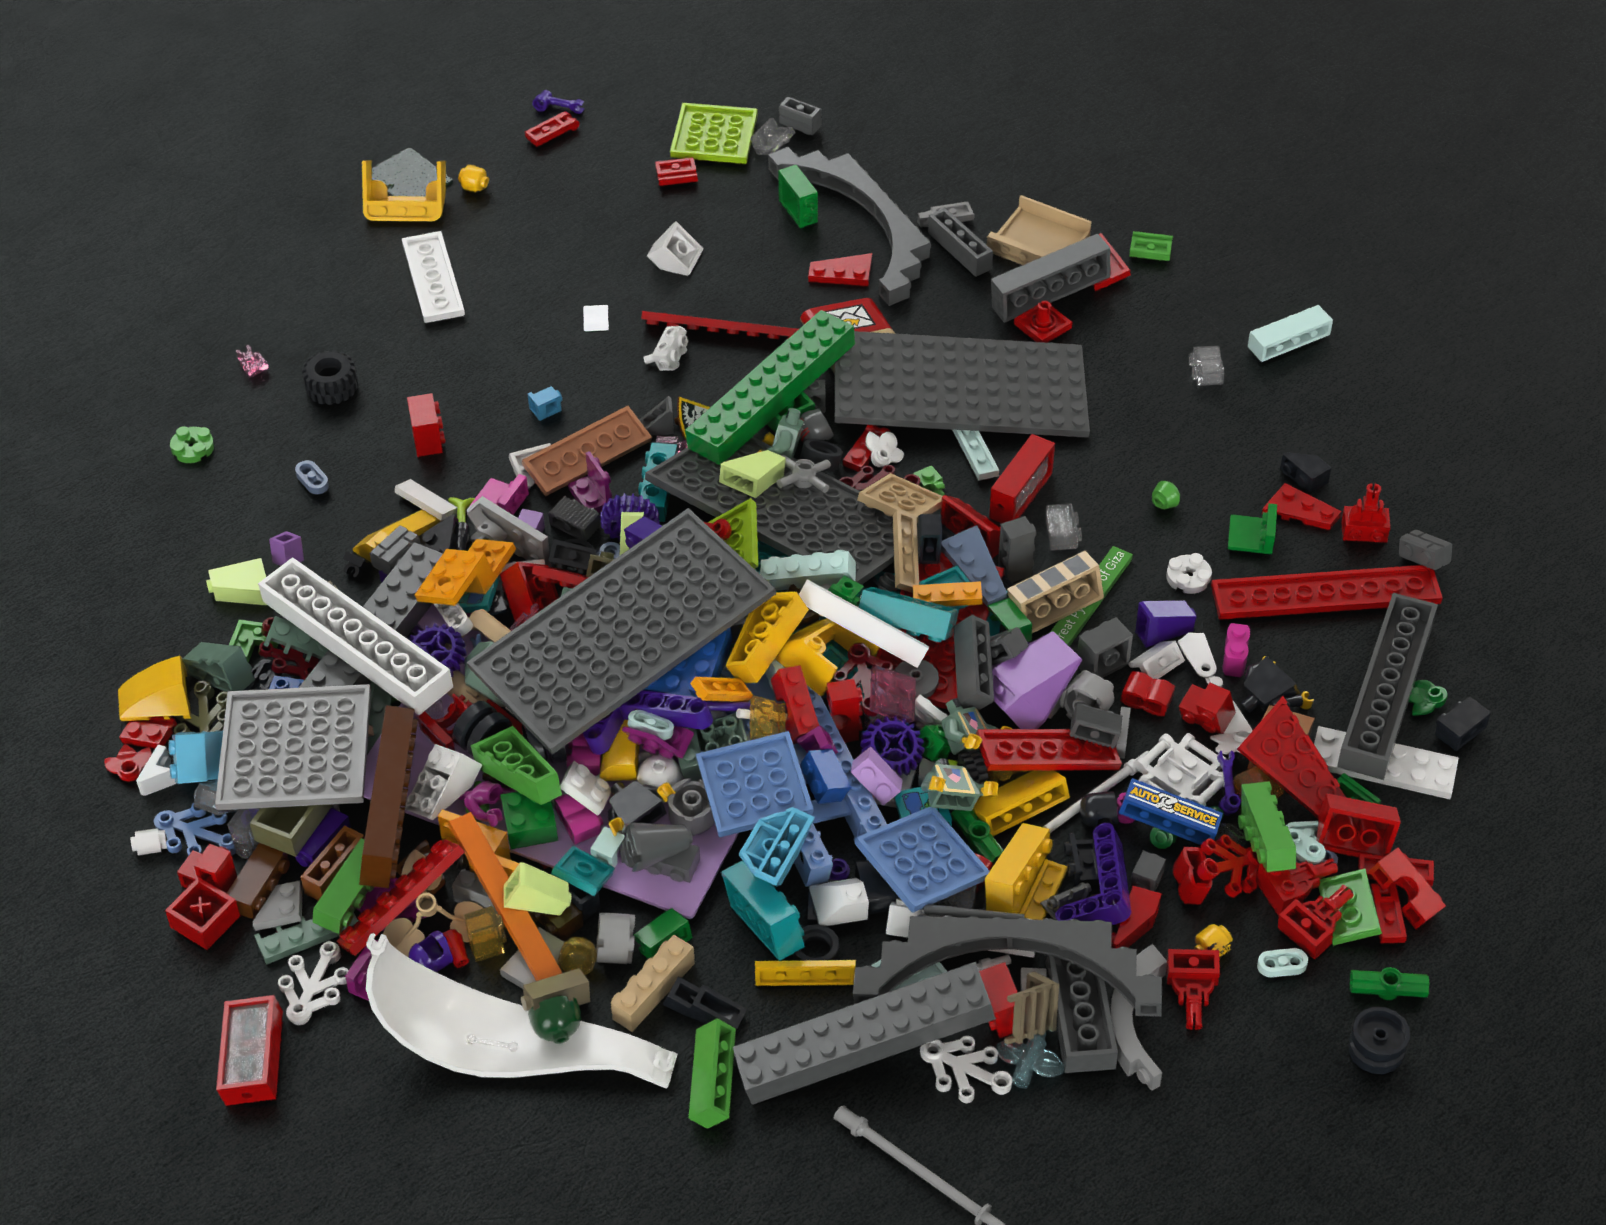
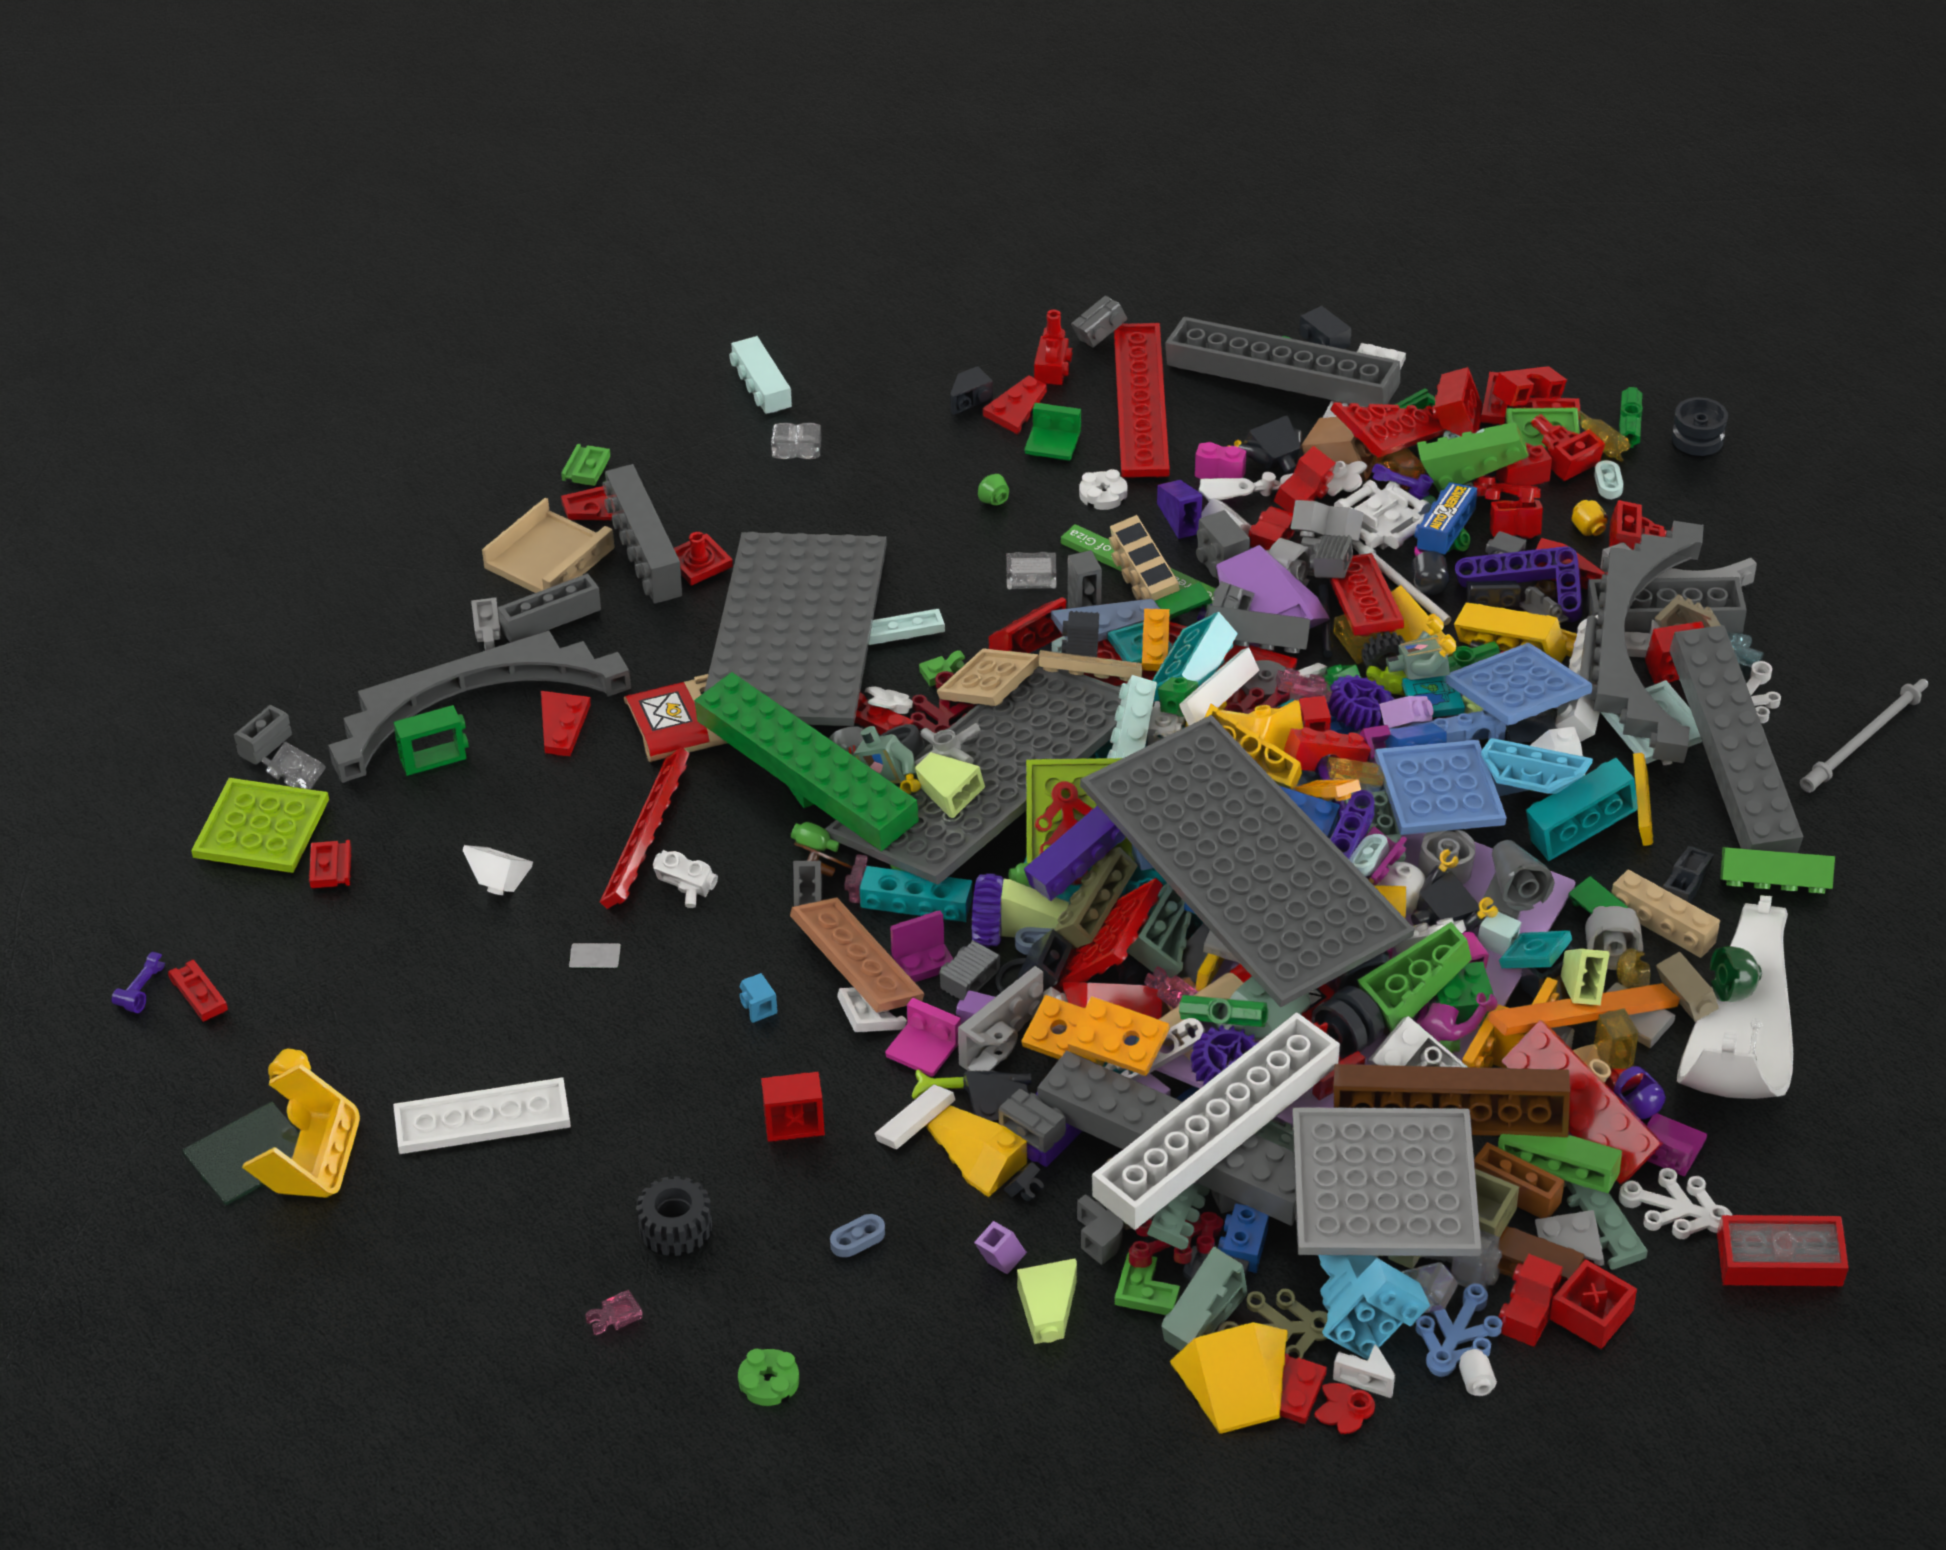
camera: 85 degrees left, 5 degrees down
(473, 637) = (1239, 1011): none -> green piece
(962, 726) = (1339, 651): sand green torso -> none
(1022, 479) = (966, 585): red brick -> none
(1150, 719) = (1317, 519): none -> light grey brick
(1340, 950) = (1614, 440): none -> clear yellow hinge

